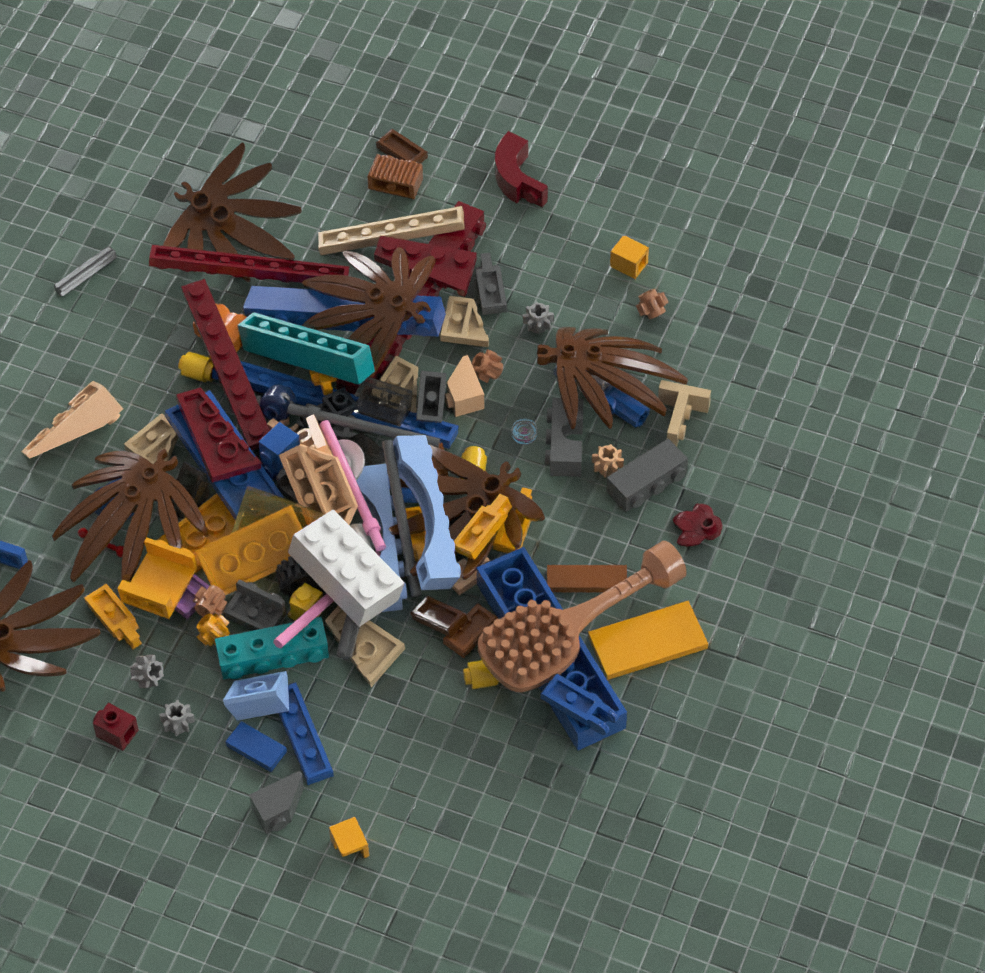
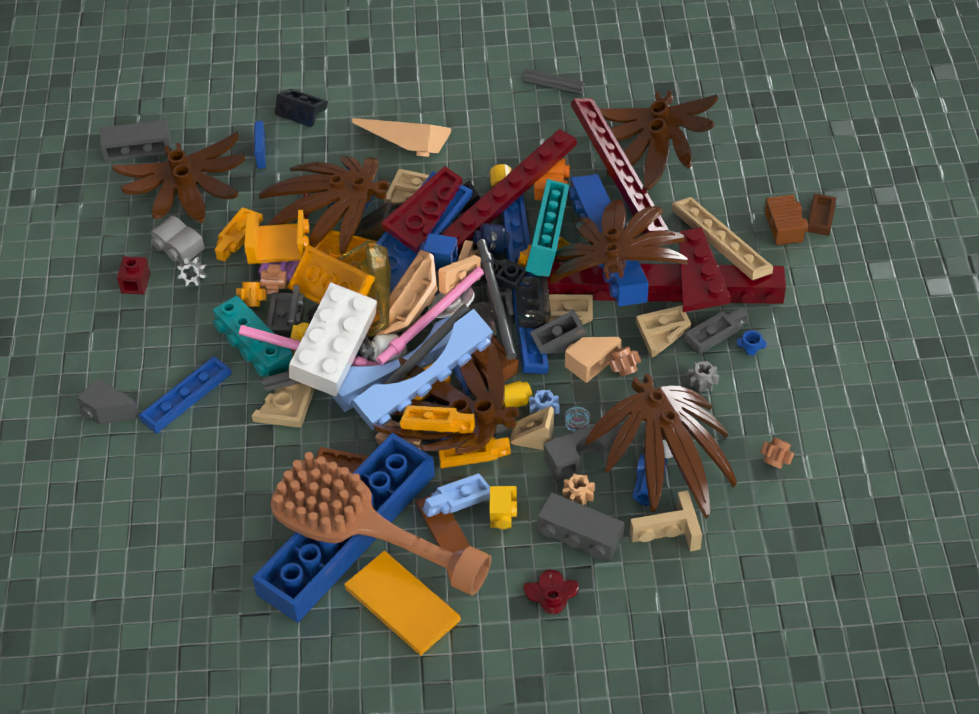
camera: 65 degrees right, 5 degrees down
(91, 671) = (177, 240): none -> light grey brick
(177, 718) = (158, 308): light grey gear -> none
(256, 746) = (158, 370): blue tile -> none
(258, 696) = (200, 346): light blue slope -> none
(348, 838) = (89, 464): light orange panel -> none
(439, 616) = (342, 435): reddish brown tile -> none
(499, 447) = (542, 400): none -> light blue gear
(514, 184) = (854, 287): dark red arch -> none
(518, 267) = (752, 342): none -> blue plate
(529, 459) = (534, 429): none -> tan slope
(565, 550) = (457, 495): none -> light blue hinge
(578, 704) = (278, 560): blue hinge -> none
(593, 524) = (502, 506): none -> yellow brick
(629, 257) = (820, 415): light orange panel -> none

